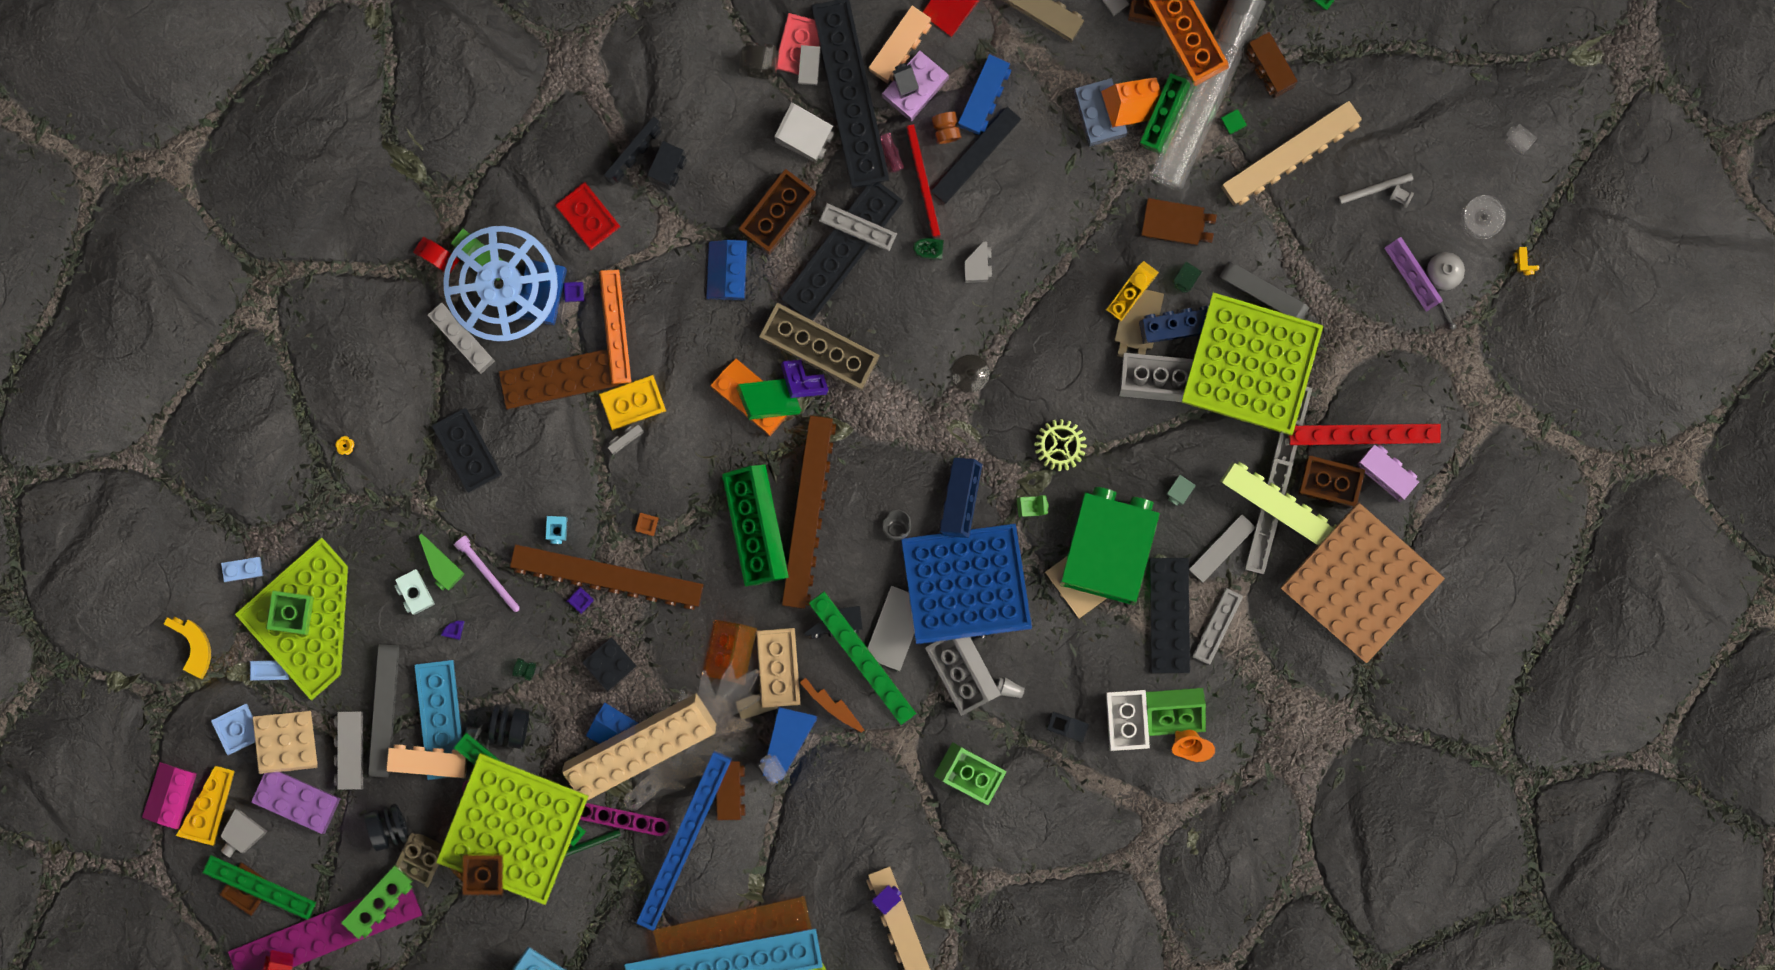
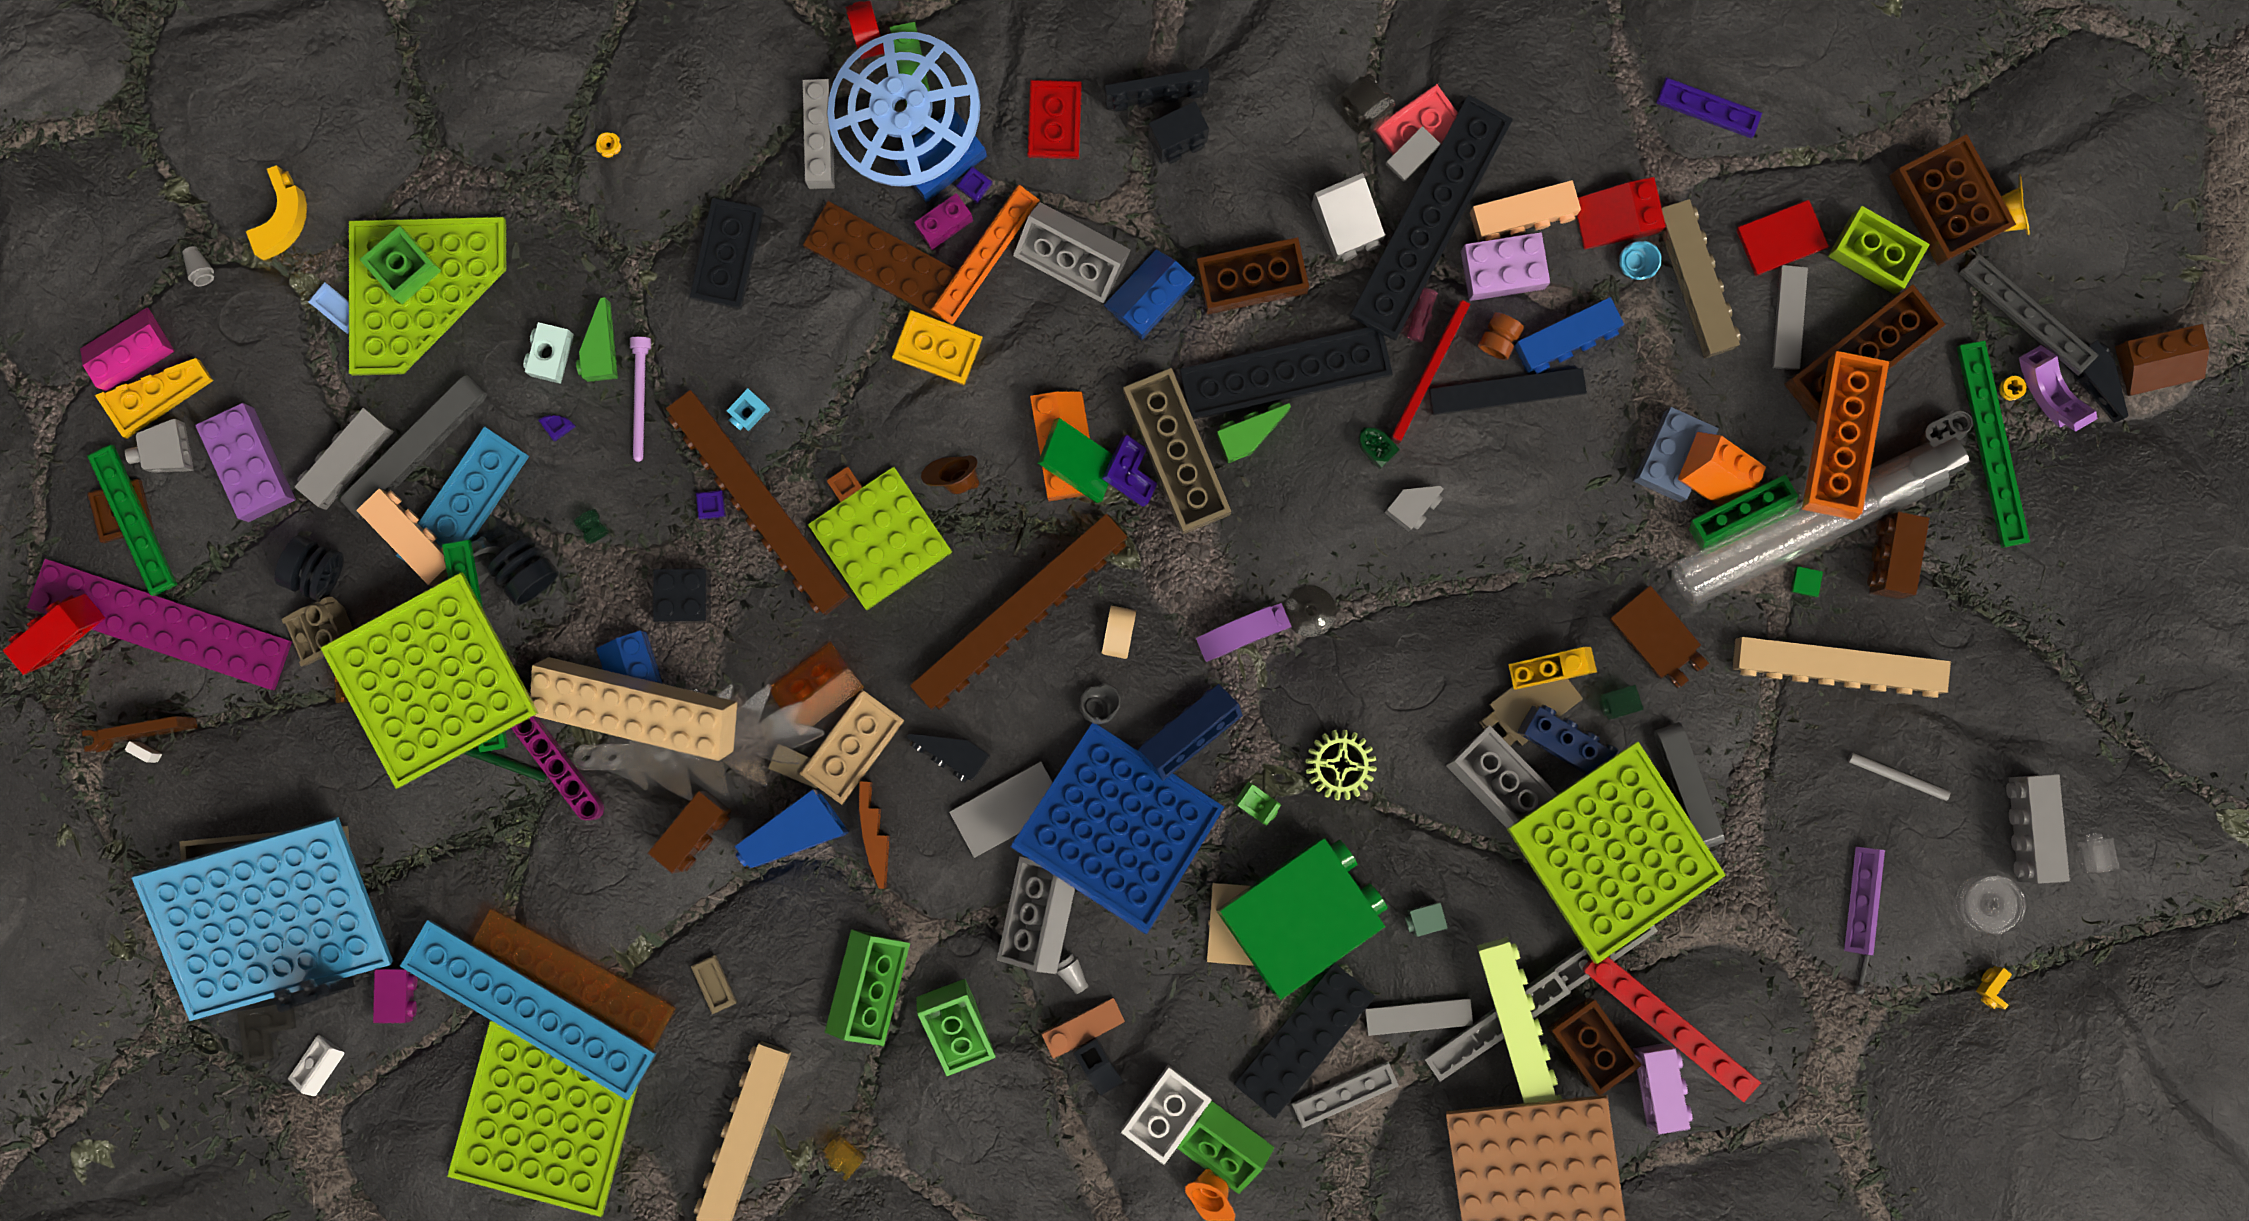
camera: 40 degrees right, 0 degrees up
(170, 714) = (197, 267): none -> light grey cone
(235, 729) = (250, 340): light blue plate -> none
(242, 569) = (397, 183): light blue plate -> none
(284, 742) = (283, 393): tan plate -> none
(353, 920) = (191, 638): bright green brick -> none
(483, 874) = (353, 701): reddish brown brick -> none
(575, 327) = (943, 221): none -> magenta brick
(618, 443) = (907, 378): light grey plate -> none
(663, 284) = (1071, 252): none -> light grey slope
(684, 840) = (597, 844): blue plate -> none
(692, 538) = (880, 538): none -> lime plate
(704, 465) = (952, 473): none -> reddish brown piece
(755, 525) = (952, 579): green brick -> none
(772, 769) = (748, 850): clear brick -> none
(814, 865) = (714, 984): none -> dark tan tile
(850, 307) = (1244, 437): none -> bright green slope
(858, 227) = (1322, 362): light grey tile -> none
(862, 657) = (946, 811): green plate -> none
(873, 476) = (1119, 632): none -> tan panel
(887, 899) = (754, 1088): dark purple brick -> none
(902, 793) = (867, 988): none -> bright green slope
(905, 80) = (1501, 247): black slope -> none
(943, 417) = (1243, 632): none -> medium lavender arch
(969, 898) = (843, 1157): none -> clear yellow brick
(988, 18) = (1640, 260): none -> medium azure hair
(1041, 713) = (1082, 1028): none -> nougat slope
(1401, 196) = (1920, 808): light grey bush -> none
(1445, 271) = (1901, 925): light grey cylinder -> none
(1474, 153) = (2038, 829): none -> light grey brick

